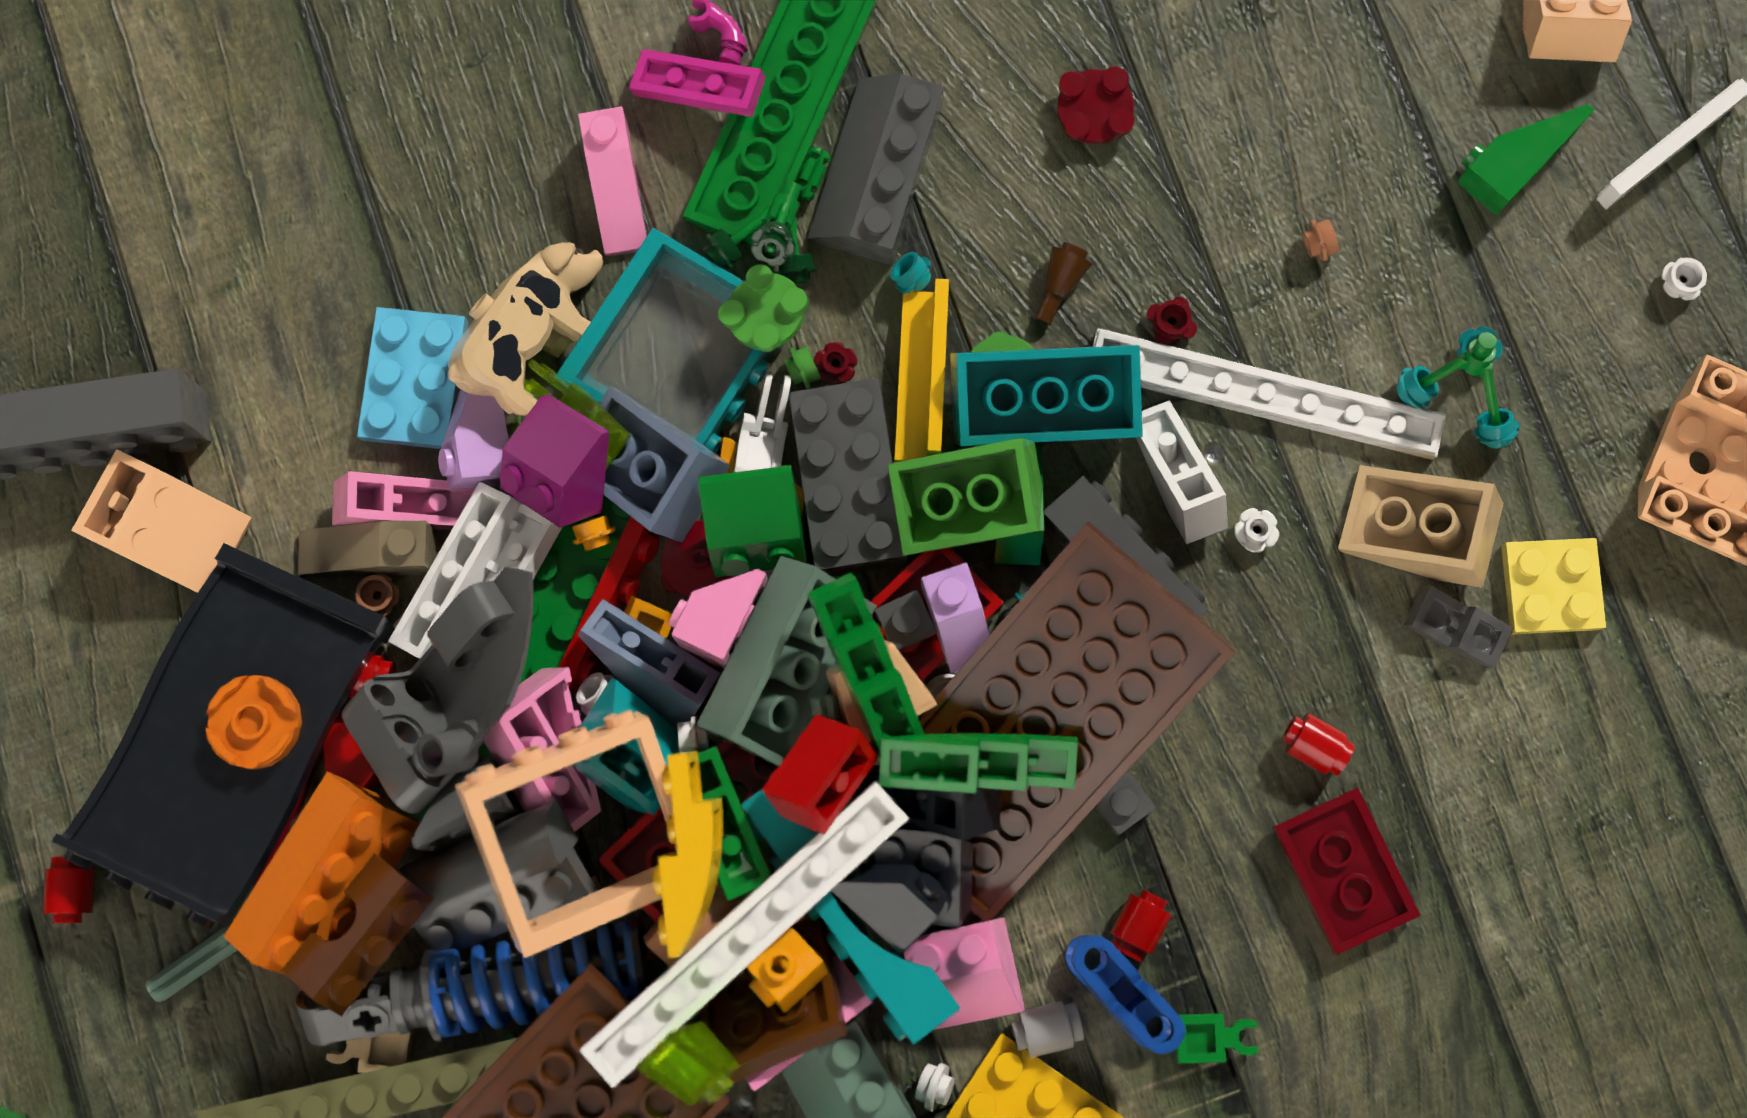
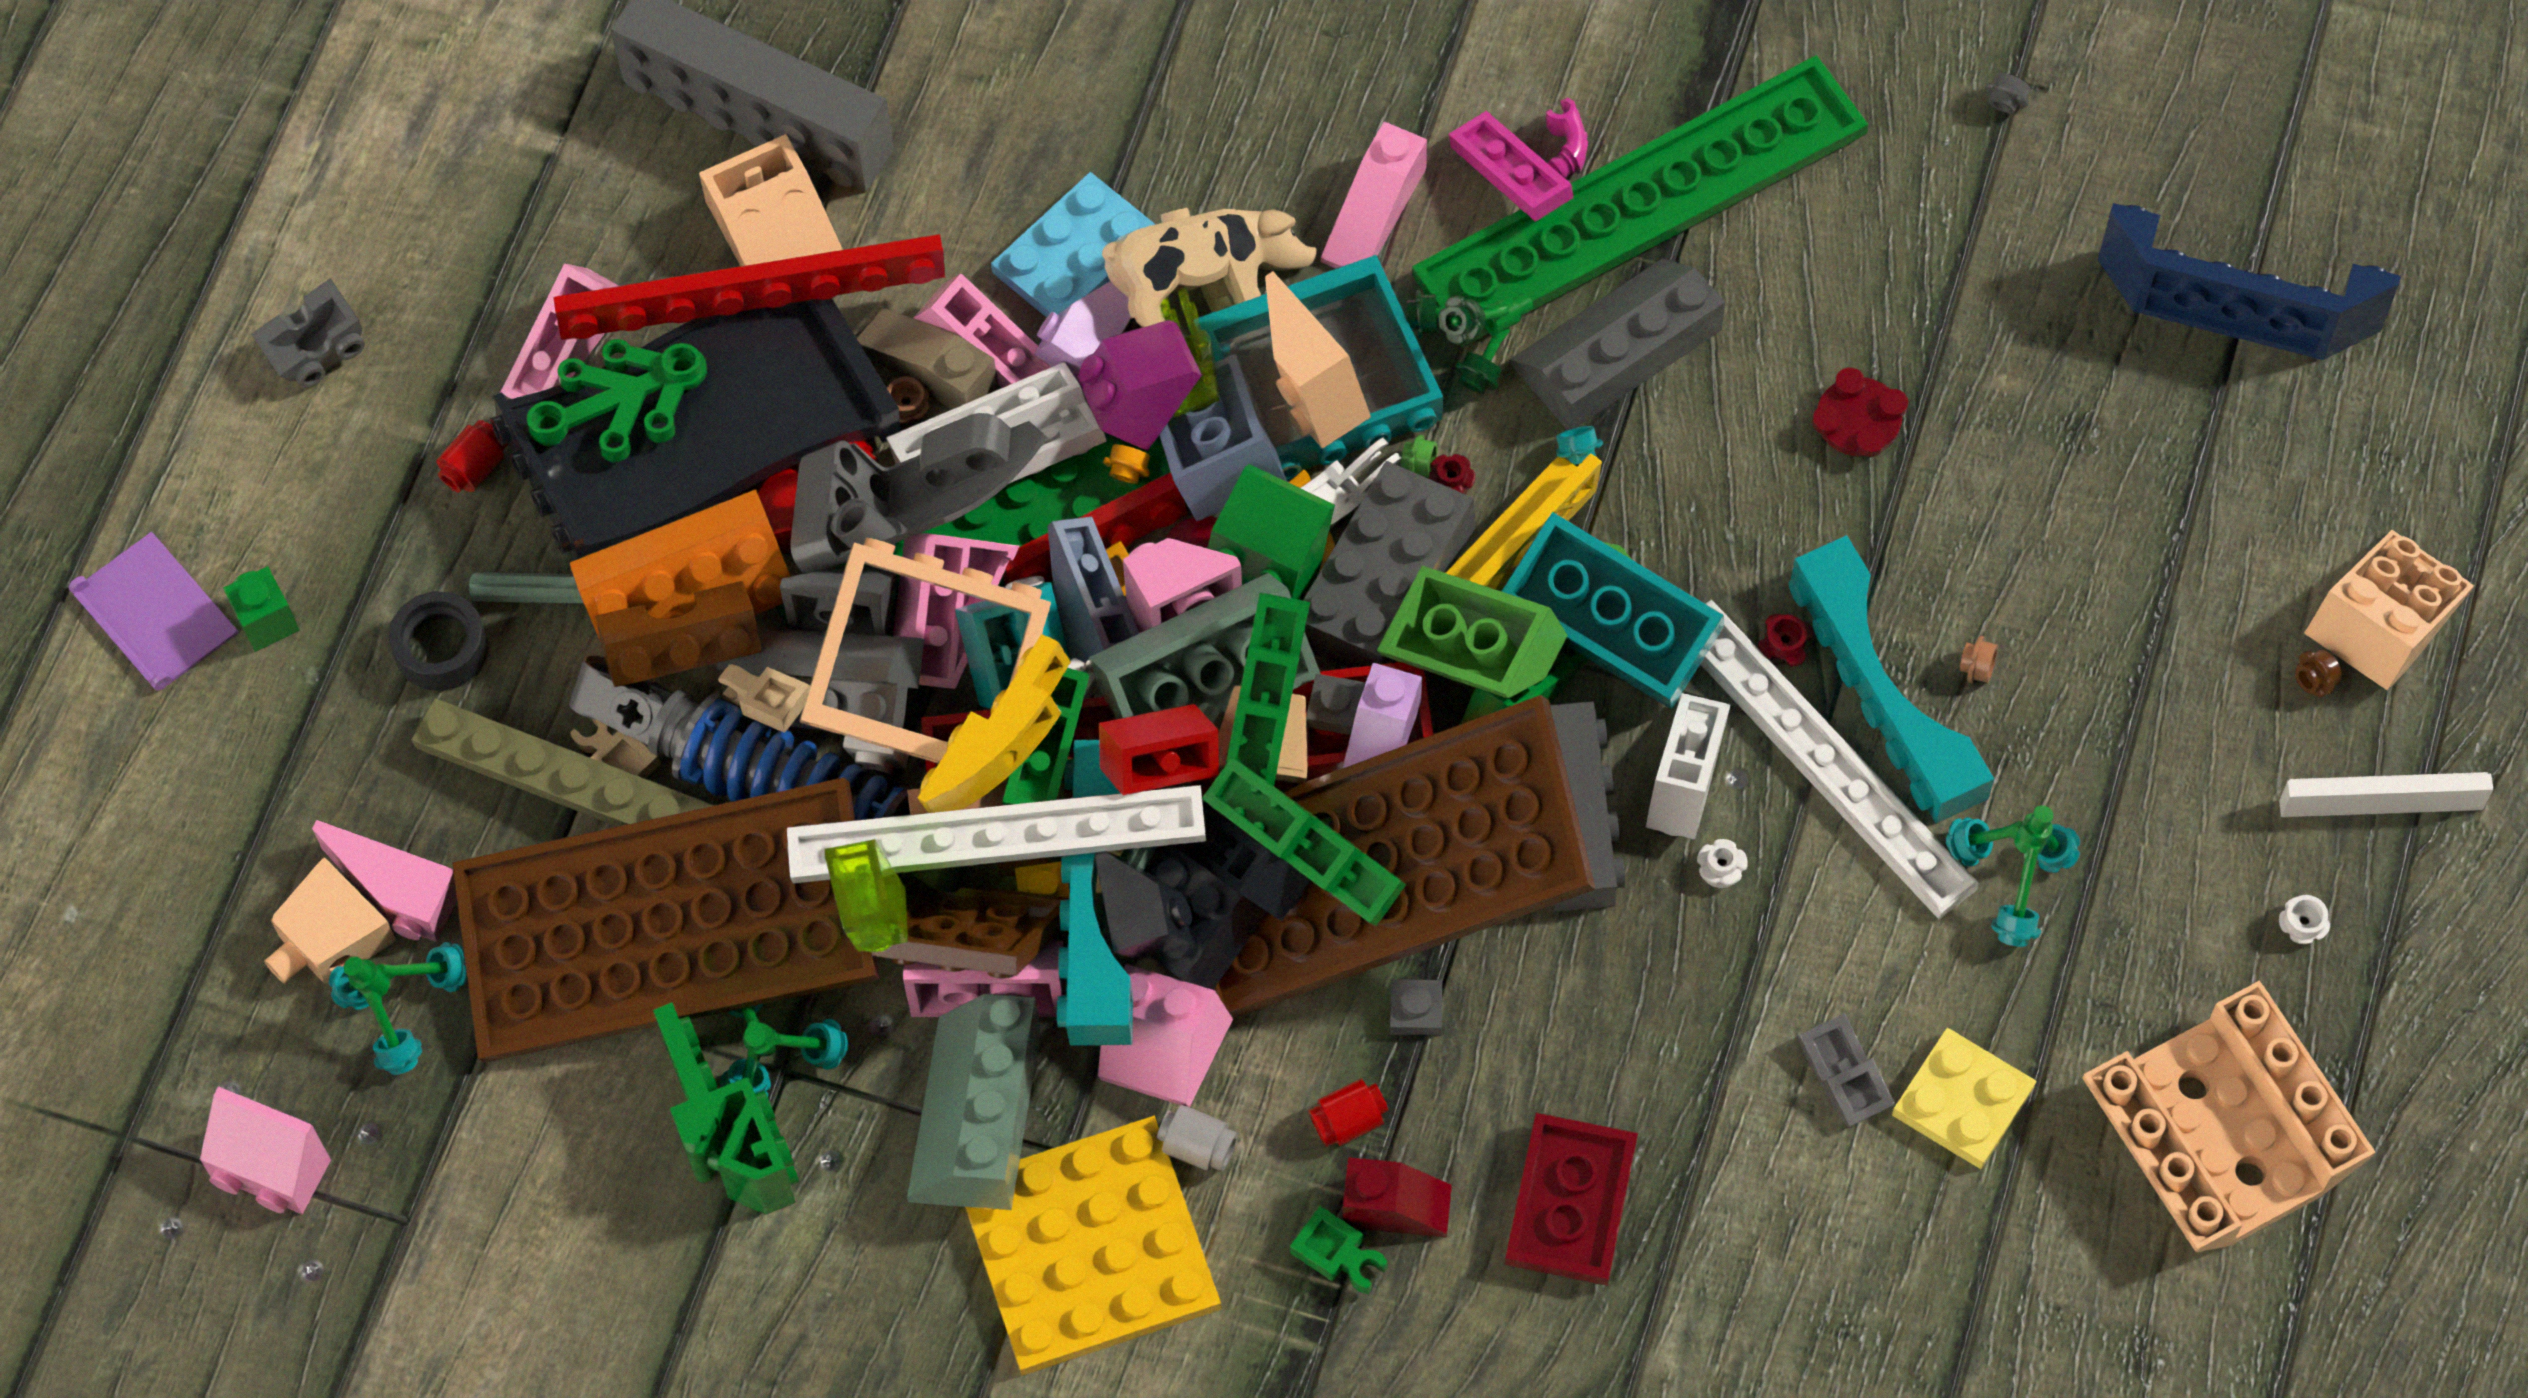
camera: 40 degrees right, 15 degrees down
(63, 733) = (543, 348): none -> bright pink slope
(124, 1062) = (426, 609): none -> black tyre
(156, 761) = (622, 393): none -> green plant
(179, 610) = (749, 287): none -> red plate
(253, 722) = (726, 417): orange tile -> none
(471, 933) = (769, 699): none -> tan plate
(692, 365) = (1313, 369): none -> light nougat slope
(764, 310) = (1417, 379): bright green piece -> none
(786, 971) = (1006, 895): light orange brick -> none
(812, 173) = (1555, 308): green piece -> none
(934, 1086) = (1060, 1115): white plate -> none
(1064, 272) = (1718, 533): reddish brown cone -> none
(1125, 994) = (1285, 1144): blue piece -> none
(1223, 968) = (1395, 1198): none -> dark red slope
(1318, 744) = (1631, 1075): red brick -> none
(1355, 342) = (1940, 763): none -> teal arch
(1423, 524) = (1881, 960): tan slope -> none
(1513, 158) = (2224, 710): green slope -> none
(1560, 81) = (2318, 672): none -> reddish brown plate

